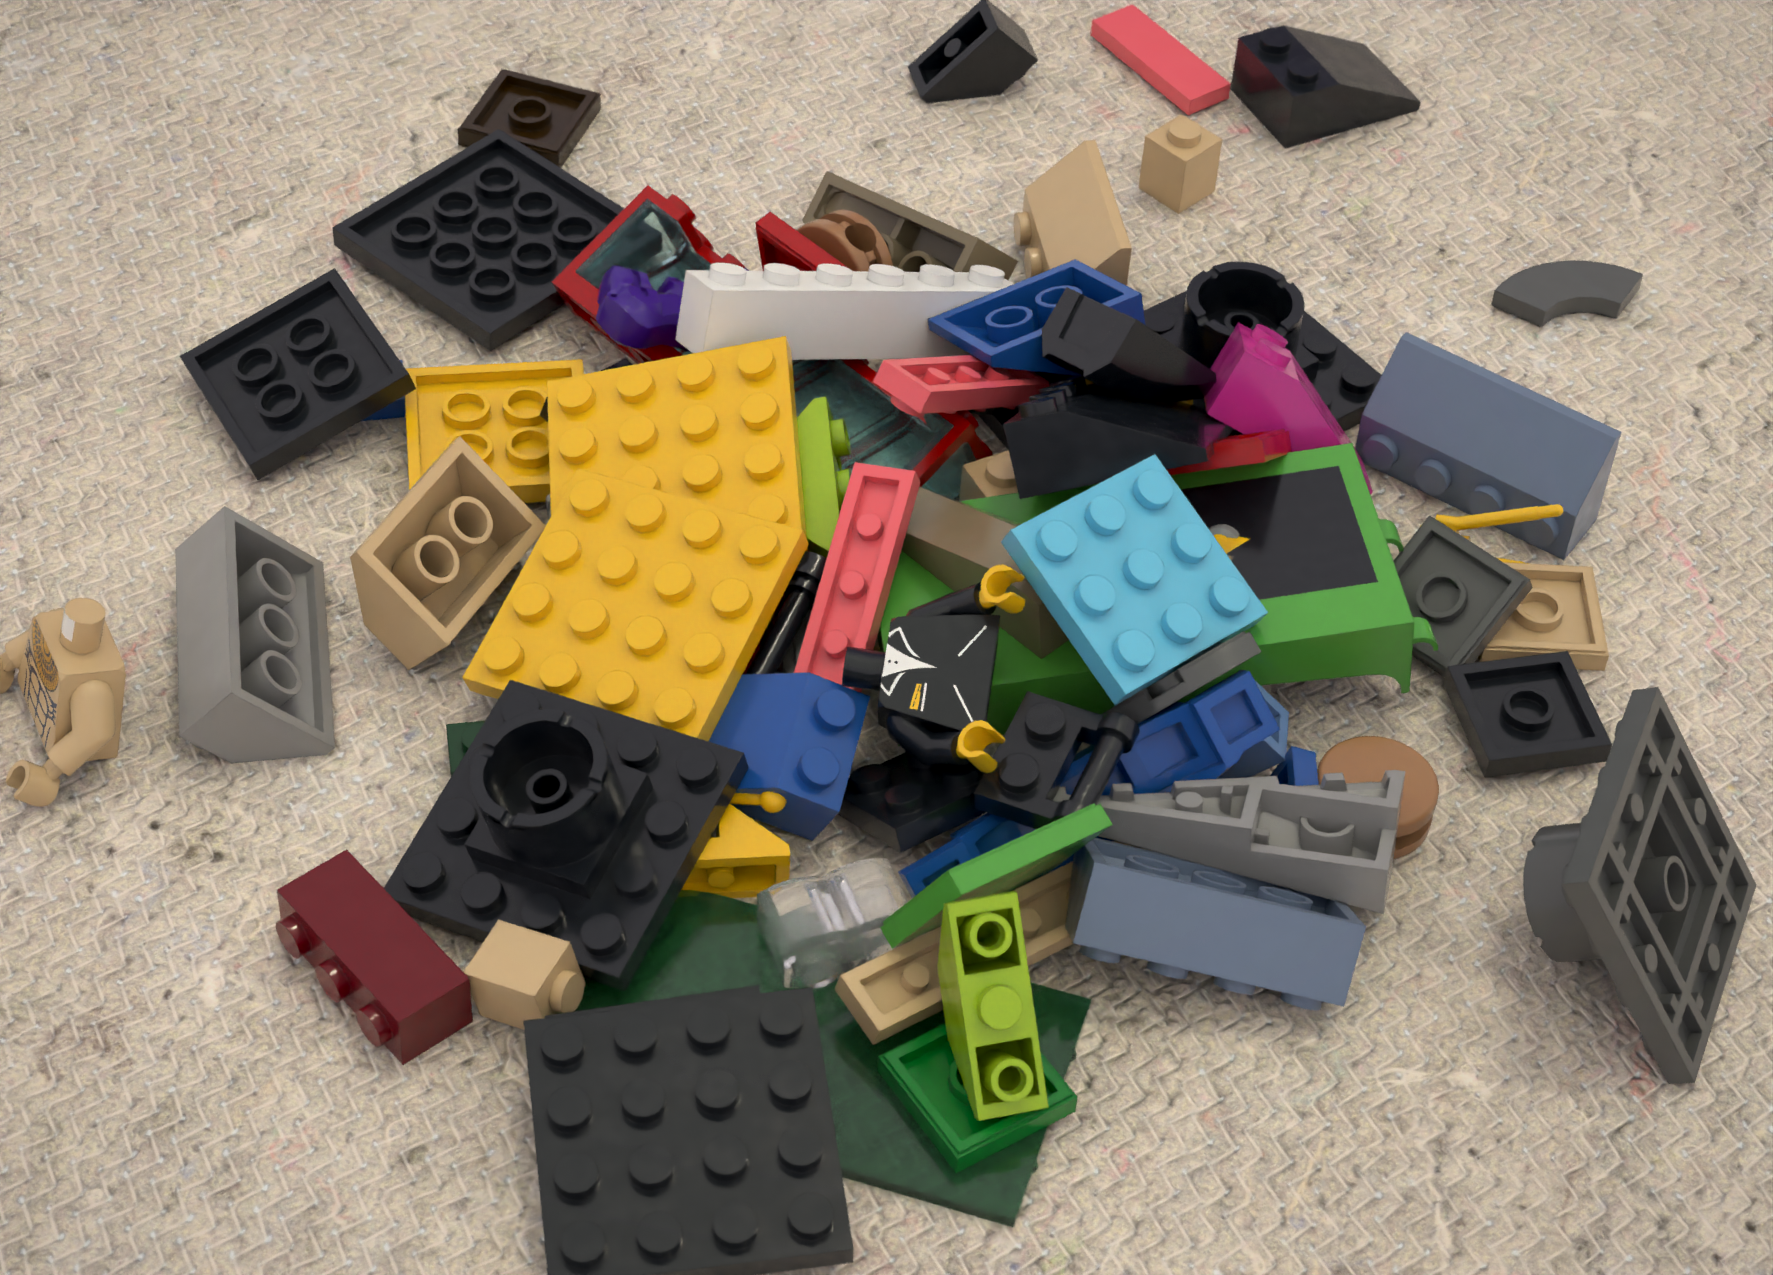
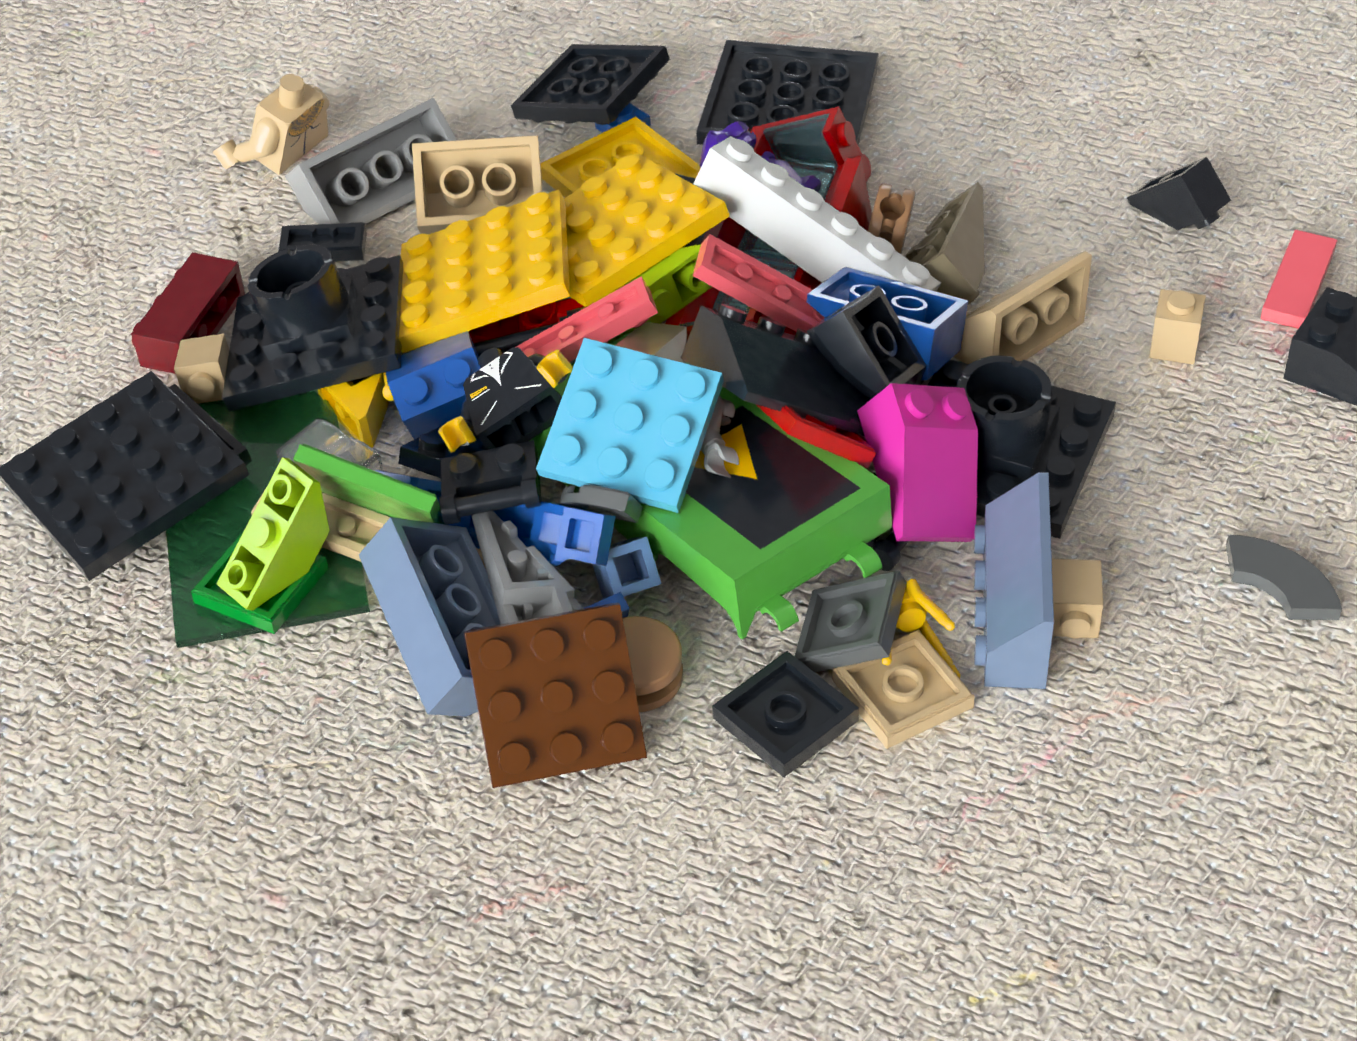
camera: 65 degrees right, 0 degrees up
(346, 764) = (343, 240): none -> black plate
(534, 112) = (918, 65): dark brown tile -> none
(1427, 866) = (555, 694): none -> reddish brown plate
(1647, 887) = (617, 856): dark grey piece -> none

